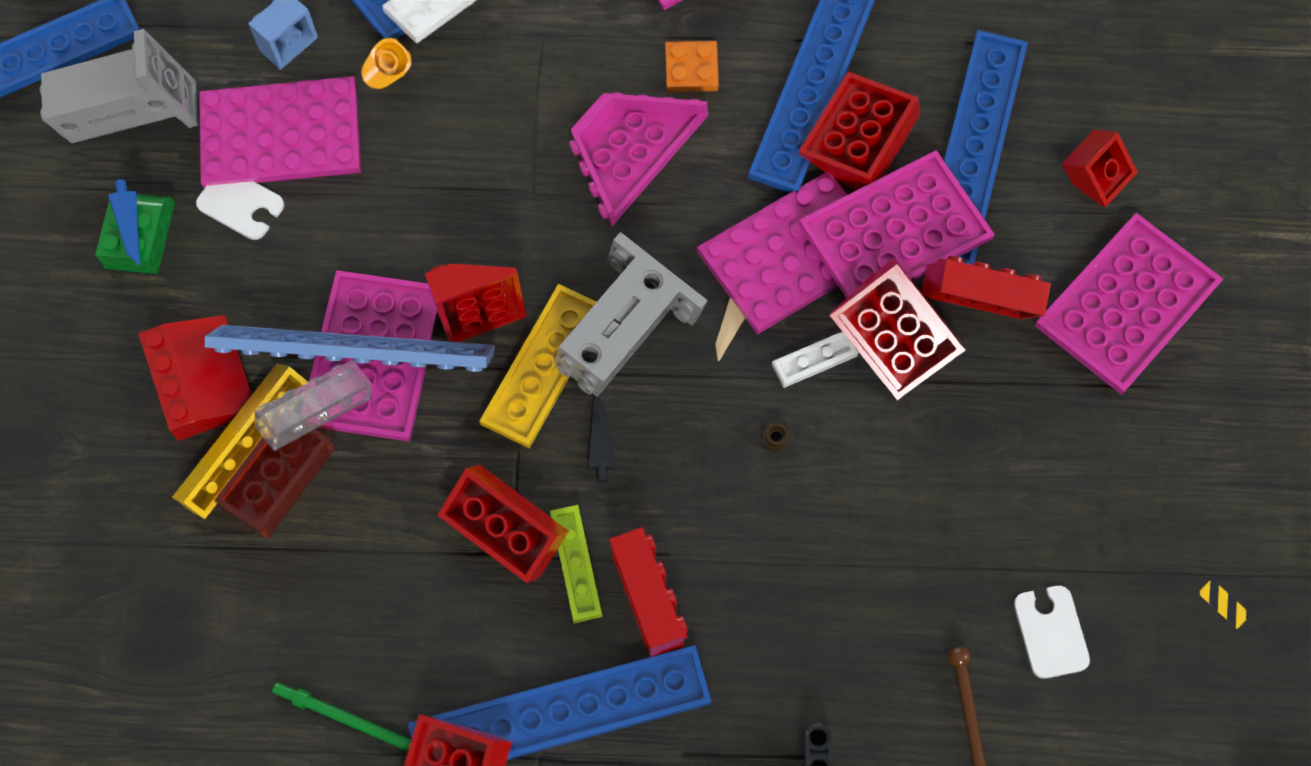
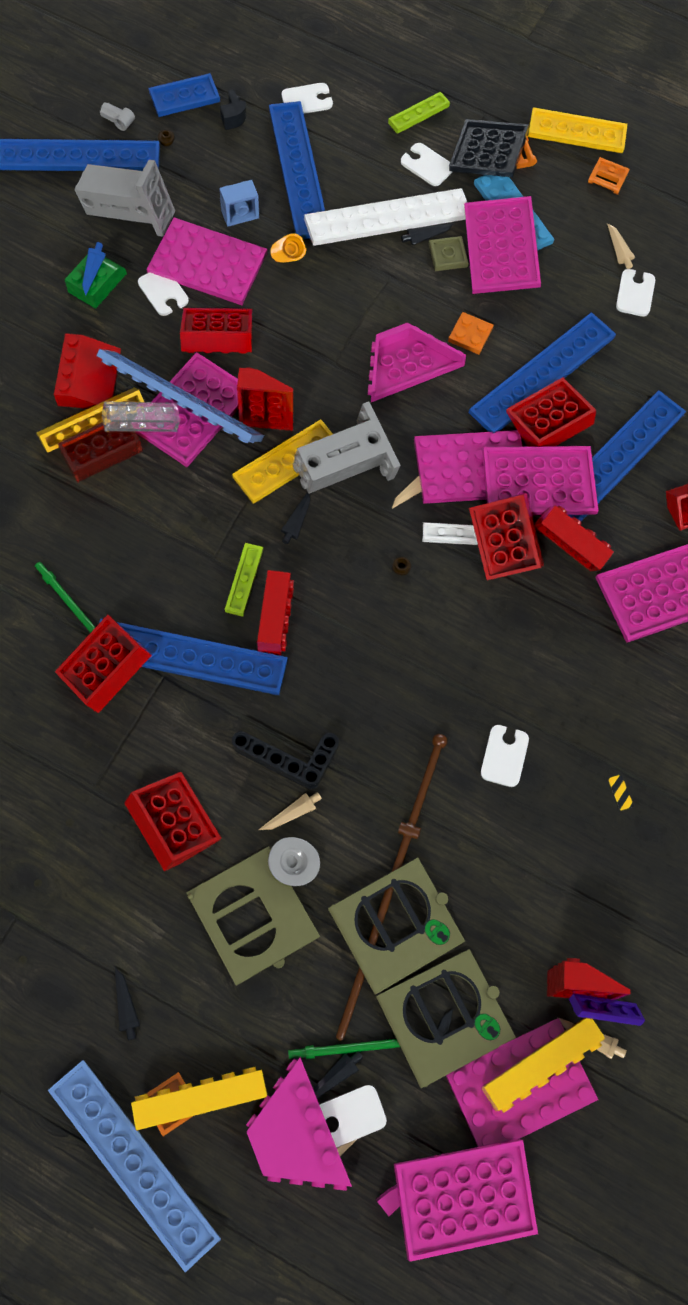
camera: 20 degrees right, 0 degrees up
(347, 224) = (216, 330): none -> red slope
(503, 523) = (213, 535): red brick -> none

